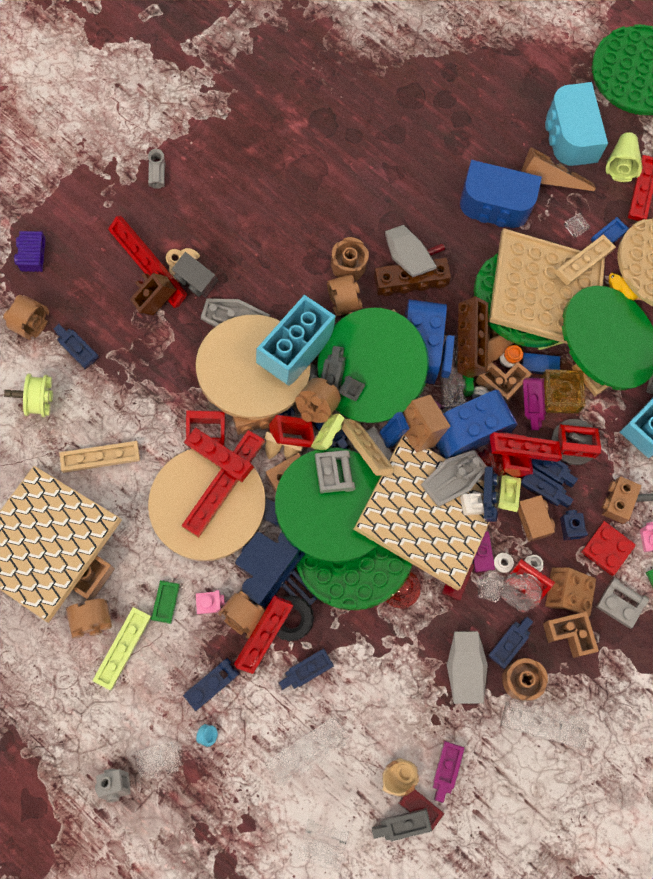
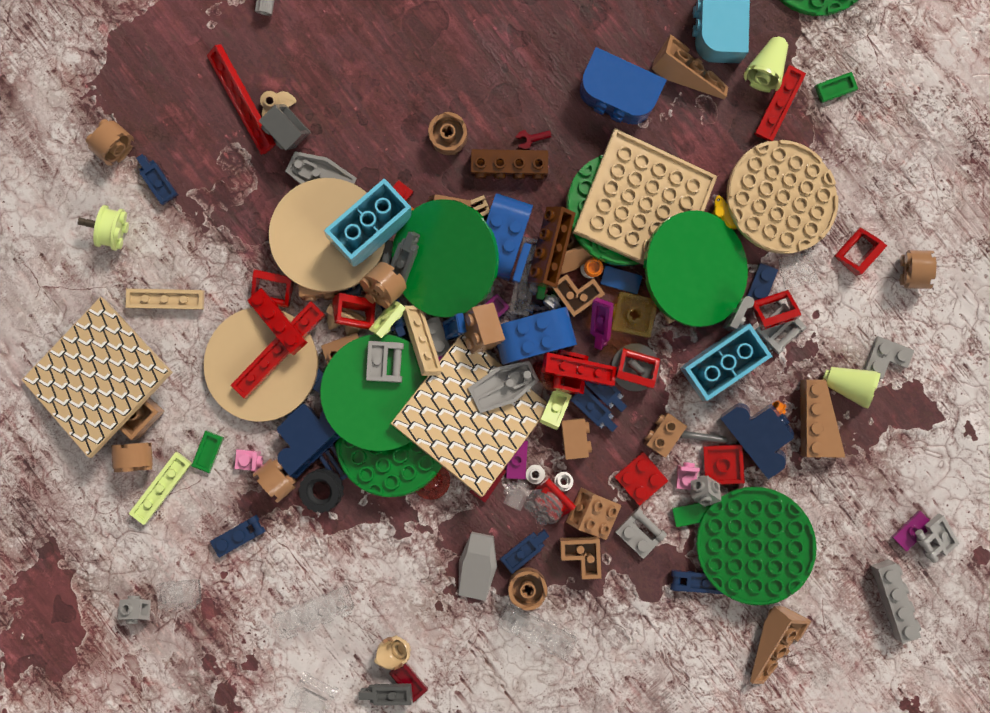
camera: 20 degrees right, 15 degrees up
(30, 251) = (123, 67): dark purple brick -> none
(152, 293) = (239, 138): reddish brown brick -> none
(206, 735) = (225, 581): medium azure tile -> none
(263, 634) = (291, 502): red plate -> none
(307, 670) = (327, 540): dark blue hinge -> none
(343, 295) = (434, 173): medium nougat brick -> none
(351, 388) = (418, 278): dark grey tile -> none
(409, 251) = (511, 136): light grey piece -> none
(447, 770) = (438, 653): magenta hinge -> none
(472, 504) = (515, 414): white tile -> none
(490, 496) = (534, 409): dark blue hinge -> none
(570, 531) = (606, 457): dark blue brick -> none
(576, 225) = (697, 133): clear tile -> none
(585, 260) = (692, 178): tan plate -> none
(612, 231) = (730, 149): blue tile -> none

